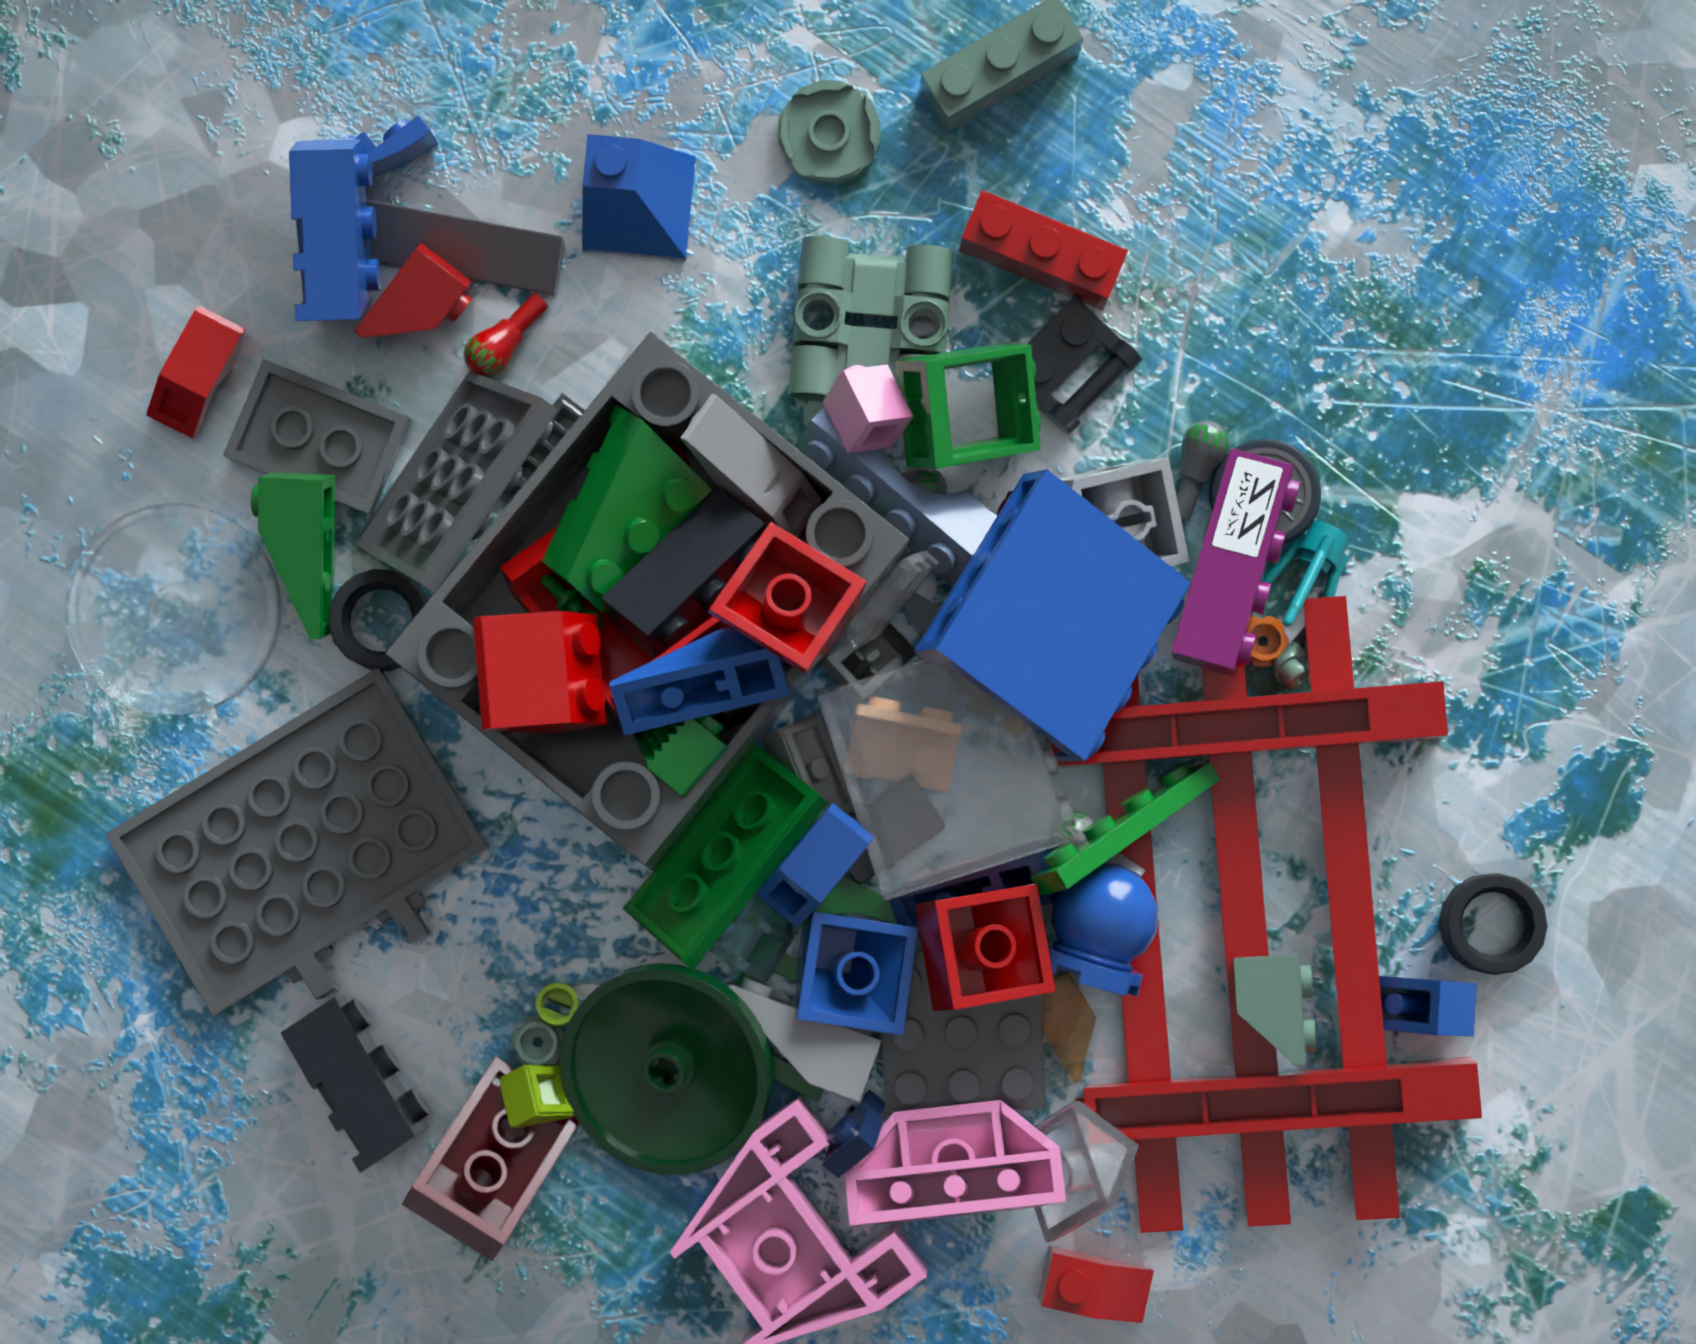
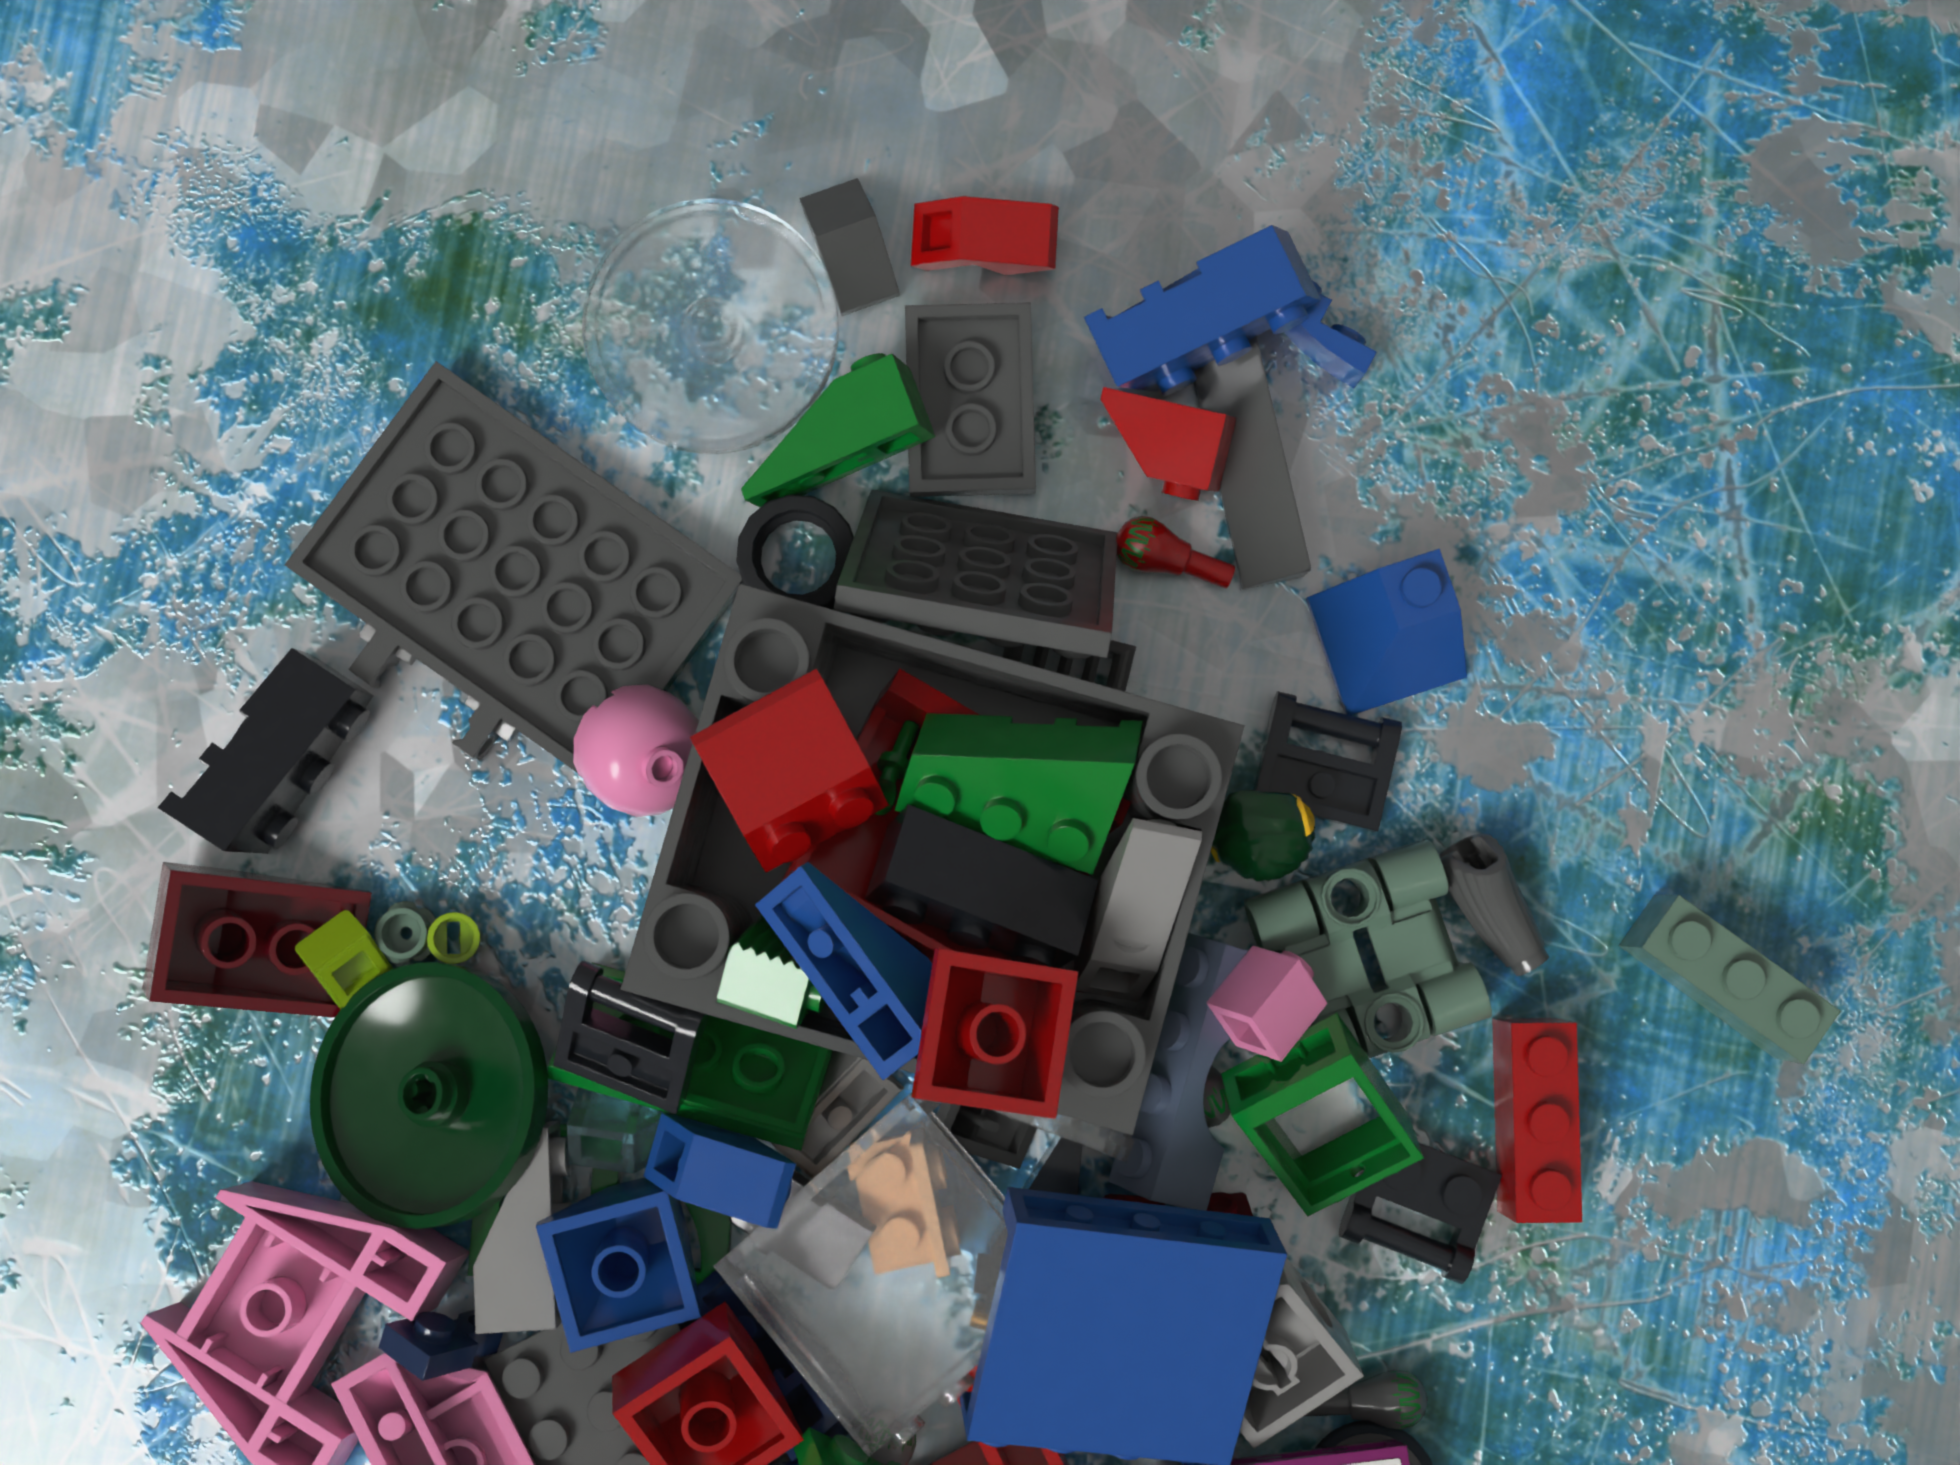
camera: 65 degrees right, 0 degrees up
(155, 477) = (850, 246): none -> dark grey slope
(477, 799) = (635, 749): none -> bright pink cylinder
(697, 898) = (622, 1052): none -> black plate
(724, 301) = (1329, 784): none -> black plate
(744, 358) = (1263, 834): none -> dark green hair
(829, 132) = (1560, 815): sand green tile -> none
(870, 212) = (1493, 902): none -> dark grey piece

